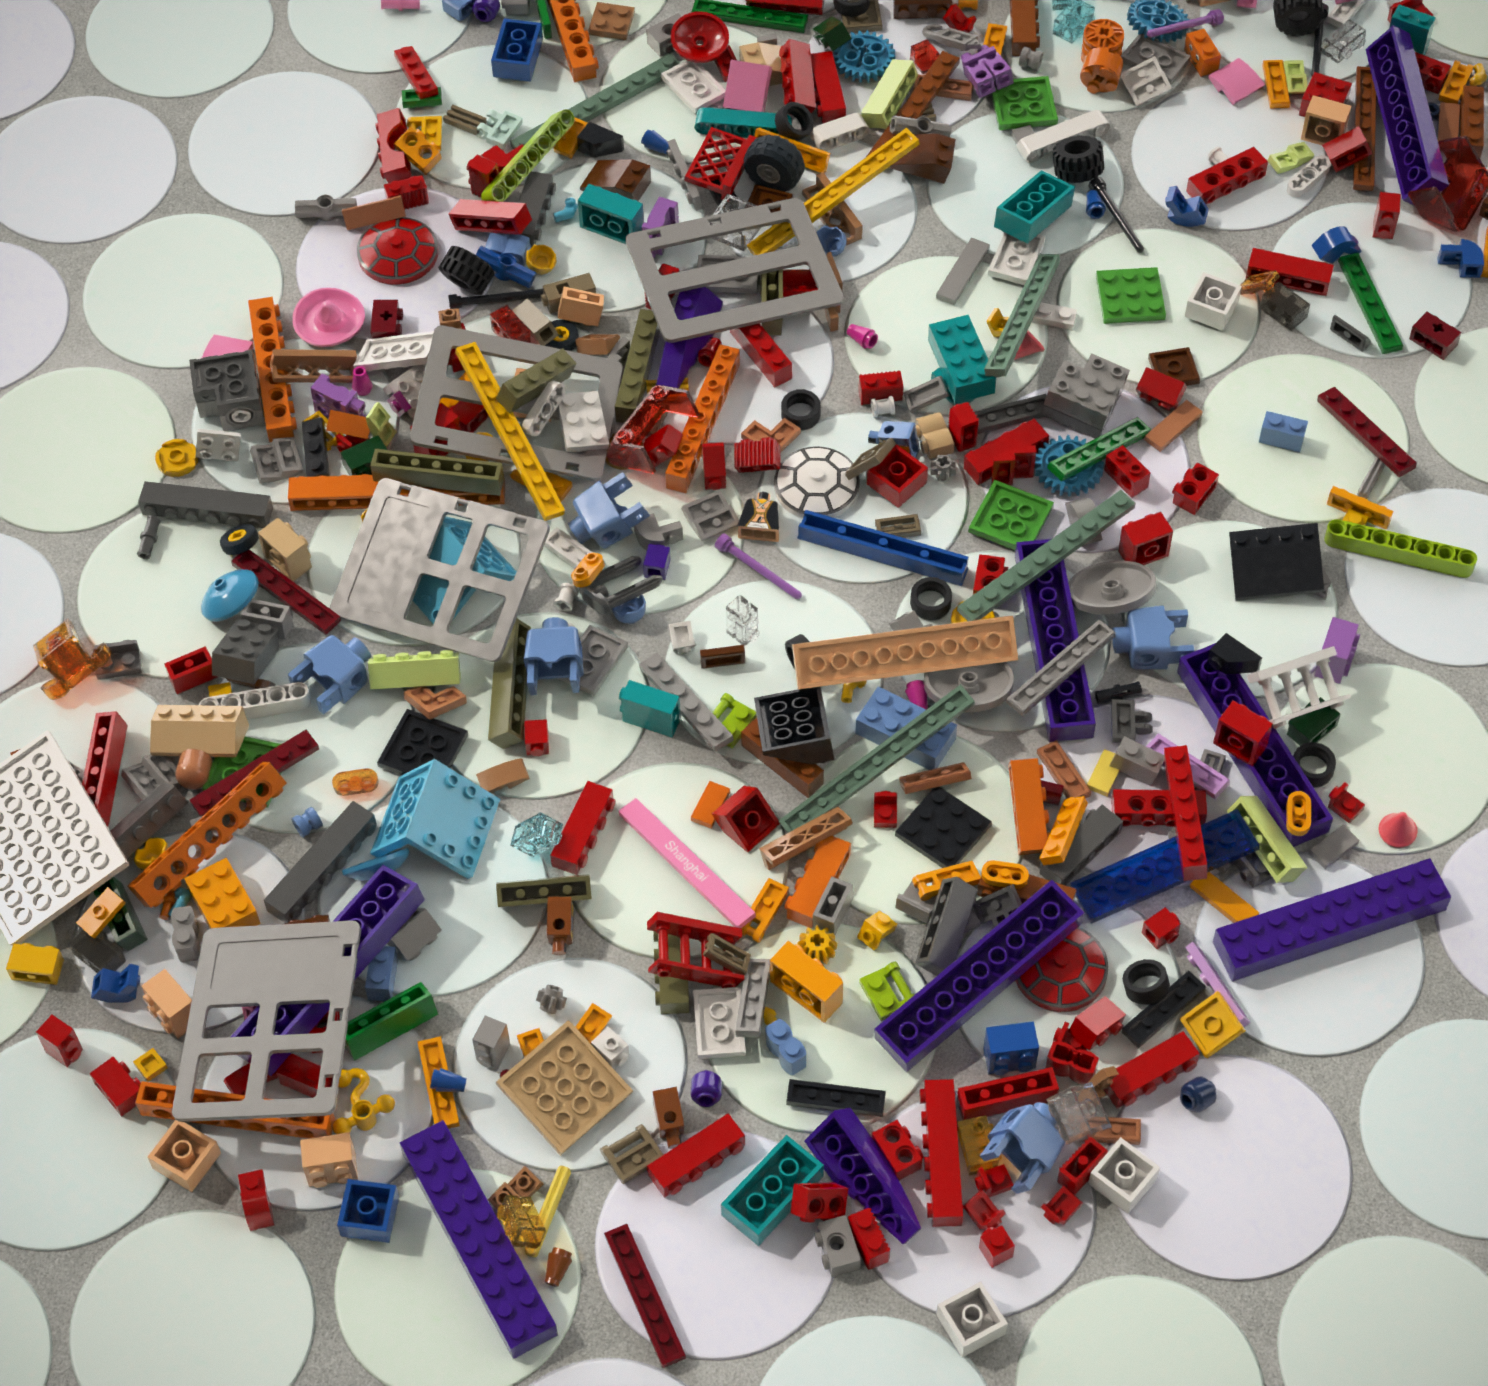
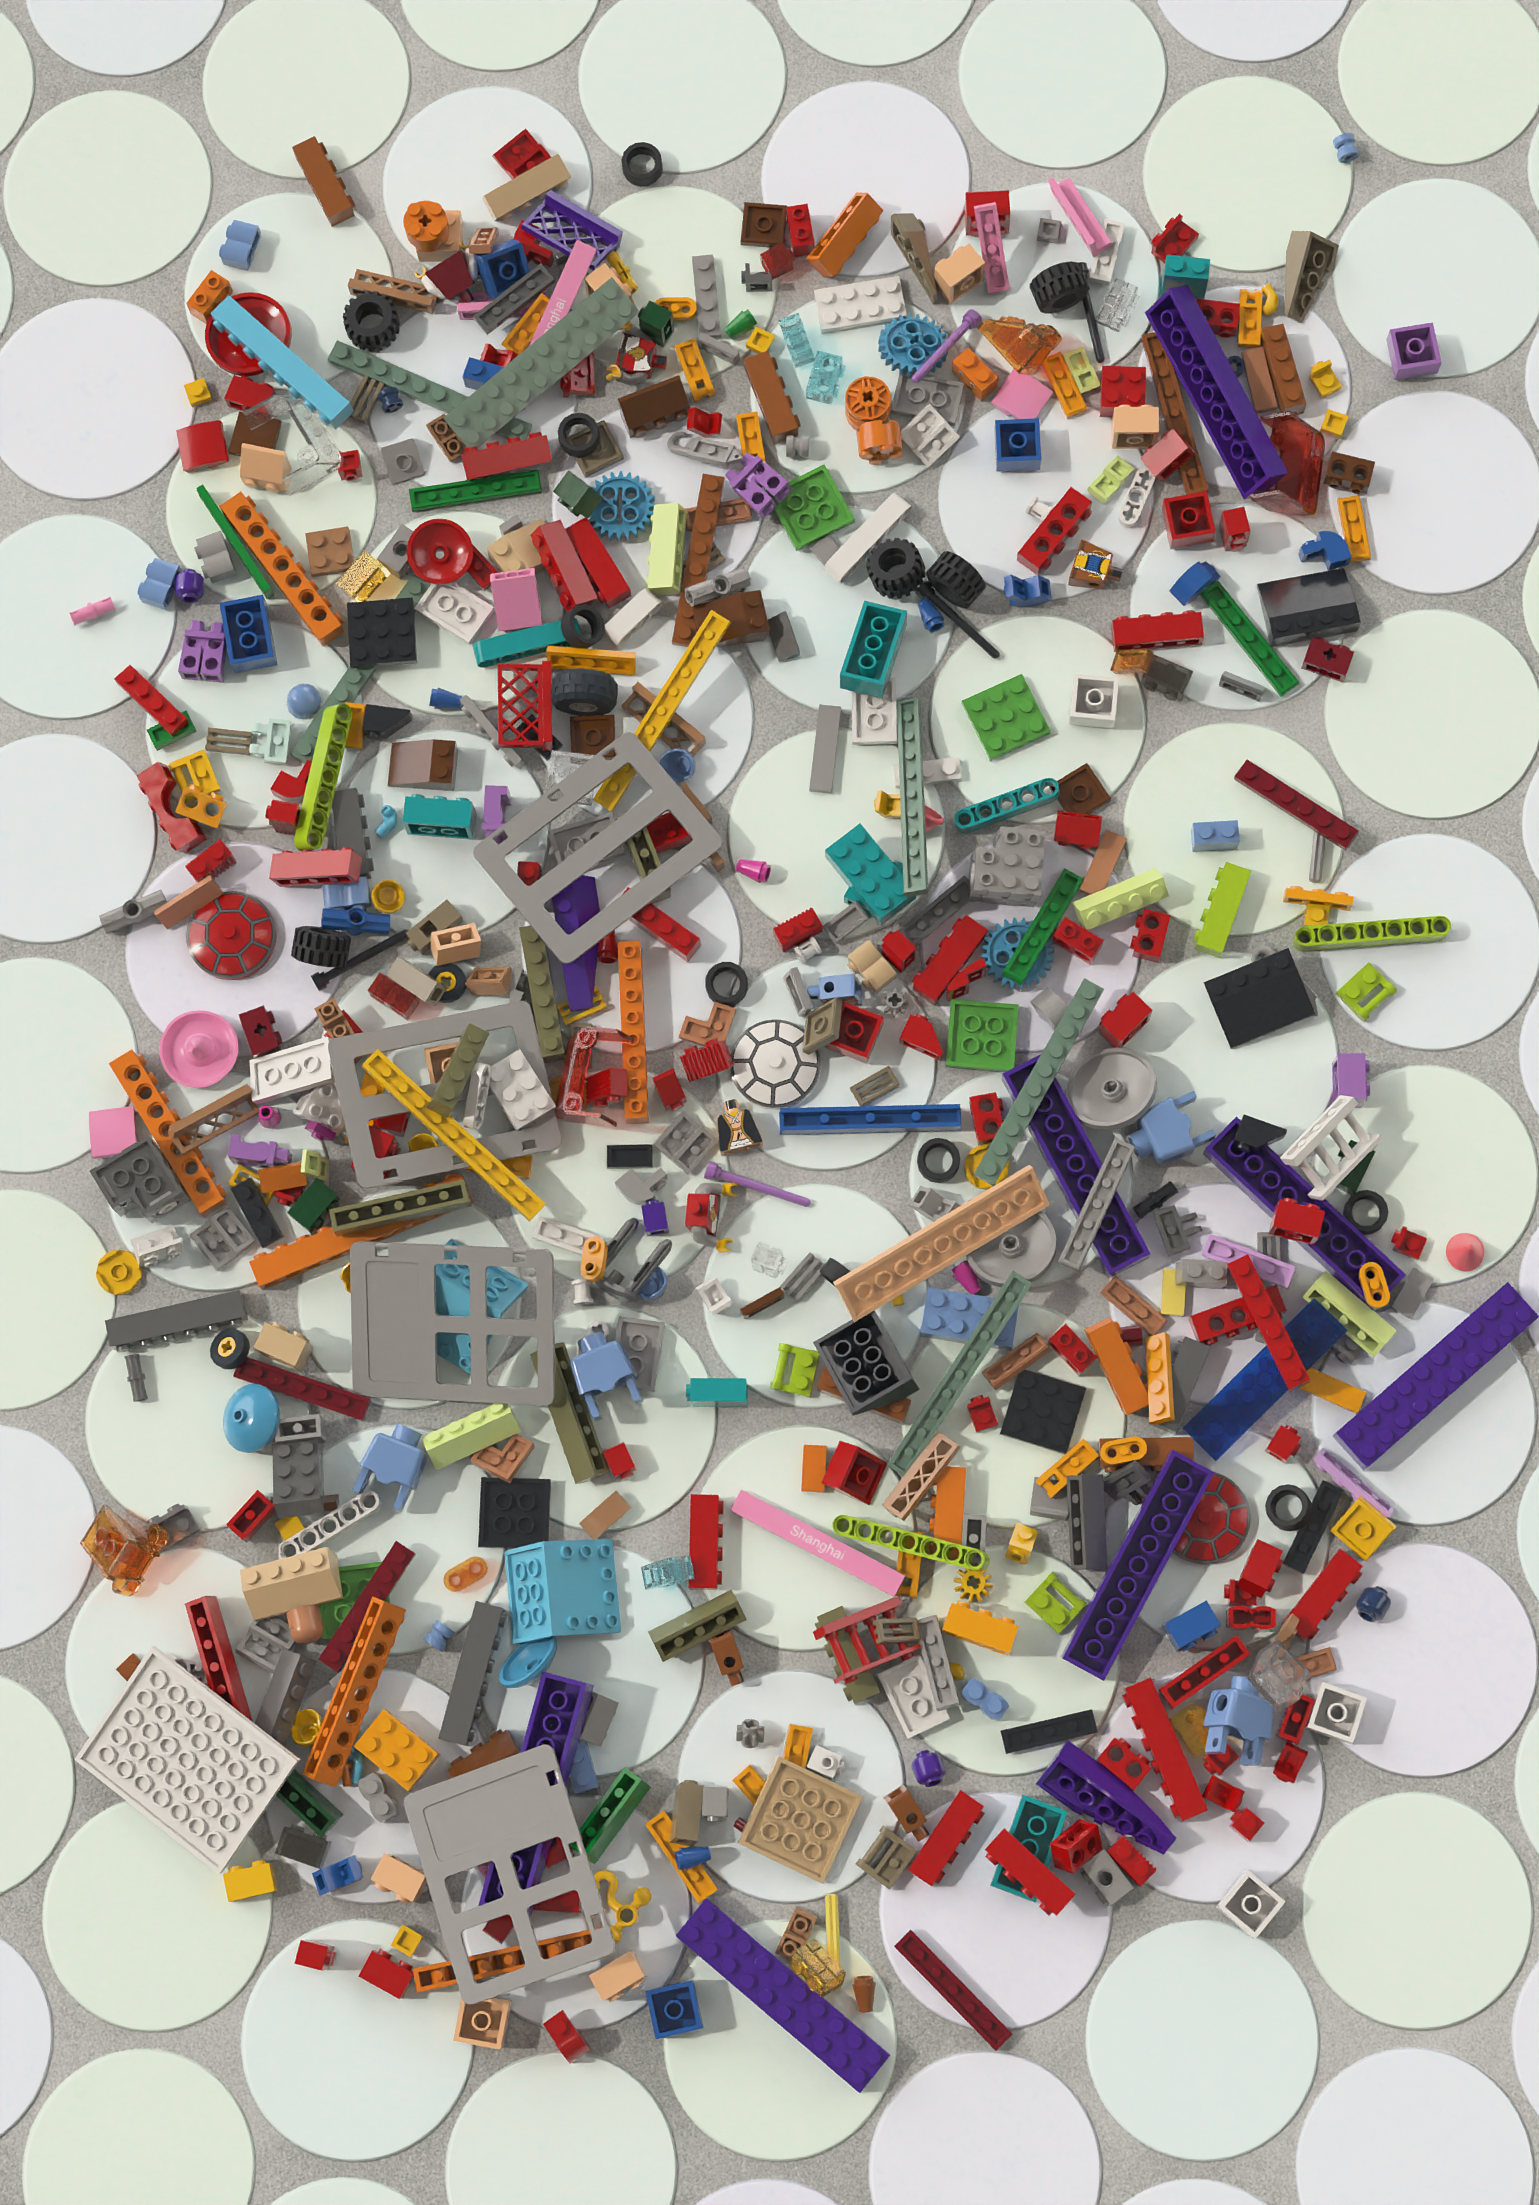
camera: 15 degrees left, 20 degrees up
(101, 912) = (293, 1814): light orange plate -> none
(458, 1044) = (686, 1813): none -> dark tan brick
(472, 55) = (203, 653): none -> medium lavender hips
(538, 109) = (303, 701): none -> medium blue hair
(601, 515) = (583, 1190): medium blue piece -> none
(626, 80) = (381, 632): none -> black plate
(628, 41) = (363, 577): none -> clear yellow brick
(664, 512) = (629, 1156): none -> black tile
(691, 707) = (747, 1367): light grey plate -> none
(701, 568) = (703, 1214): none -> torso
(763, 1201) = (1030, 1872): none -> red brick
(766, 648) = (816, 1261): none -> light grey tile
(773, 884) = (900, 1539): none -> lime beam
(860, 433) = (798, 992): none -> light grey tile
(923, 55) = (684, 483): clear red panel -> none
(954, 500) = (921, 1036): none -> red slope
(961, 183) = (783, 637): none -> dark grey slope
(991, 784) = (1072, 1349): none -> red brick
(1119, 351) = (1015, 797): none -> teal beam
(1126, 179) = (955, 579): none -> black tyre
(1179, 450) = (1120, 899): none -> yellowish green brick
(1219, 107) = (1017, 444): none -> blue brick
(1250, 211) = (1093, 567): none -> torso
(1253, 36) = (1021, 343): none -> clear orange piece
(1268, 489) = (1223, 909): none -> lime brick
(1348, 199) = (1188, 520): none -> red brick
(1376, 588) = (1360, 986): none -> lime plate
(1441, 294) = (1308, 607): none -> black slope

